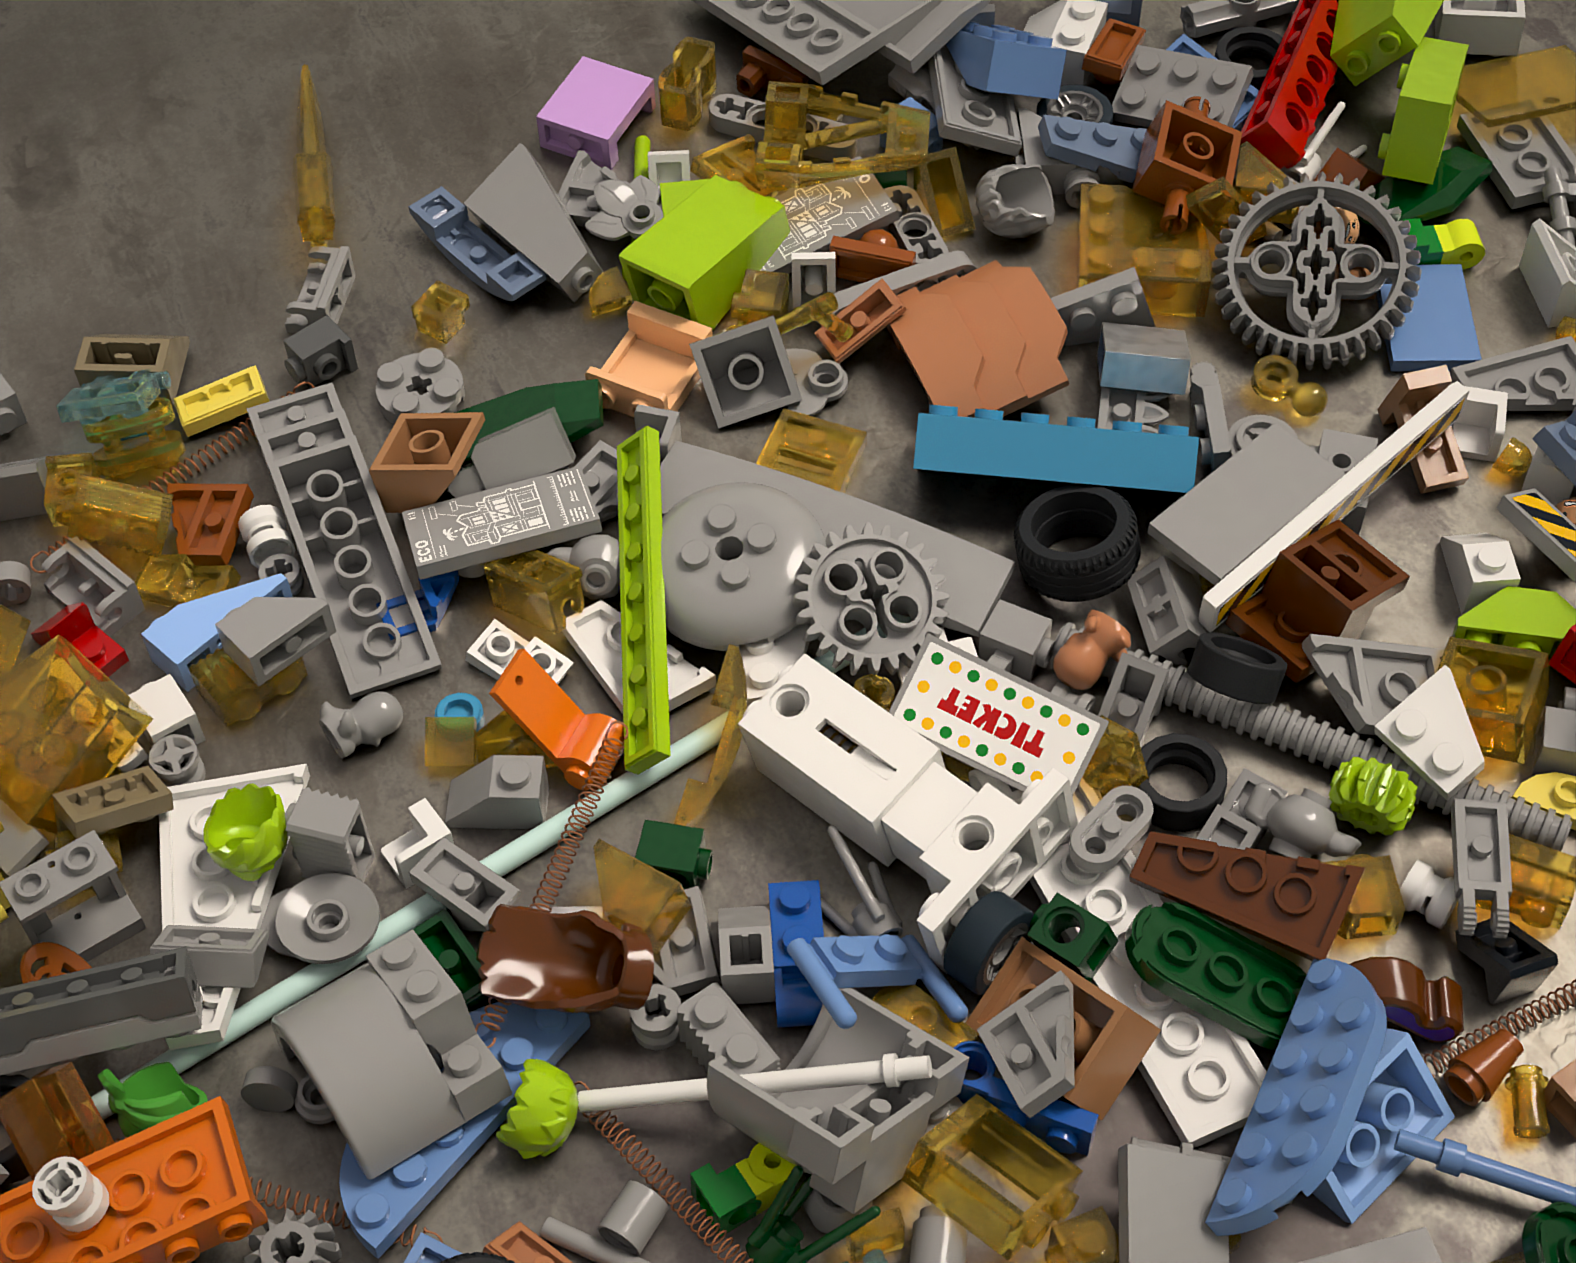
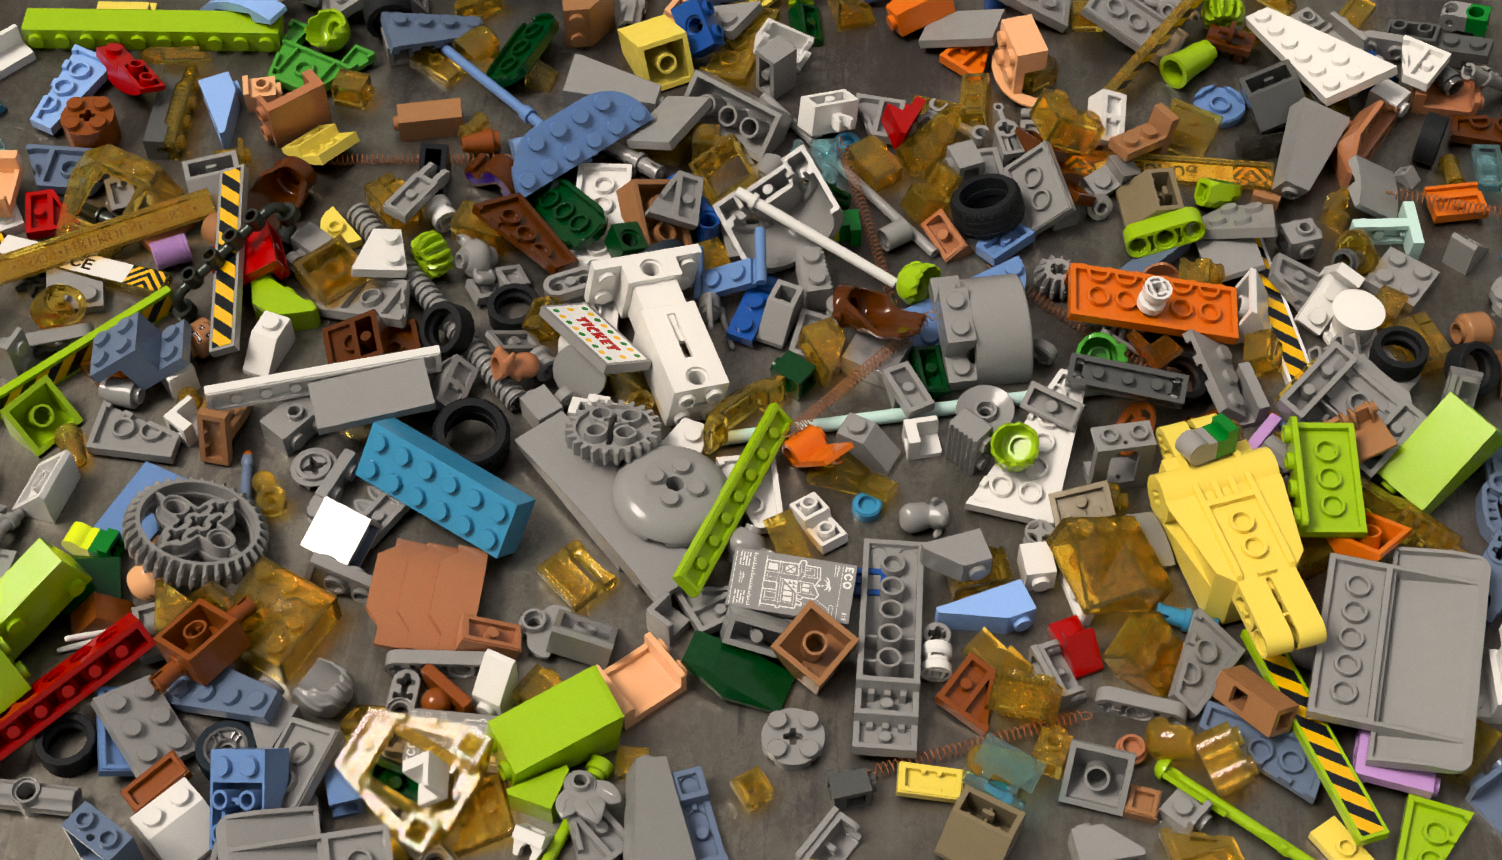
camera: 155 degrees left, 0 degrees up
(816, 143) = (431, 775): none -> white panel
(817, 310) = (522, 622): clear yellow piece -> none
(1338, 401) = (247, 464): none -> sand blue piece

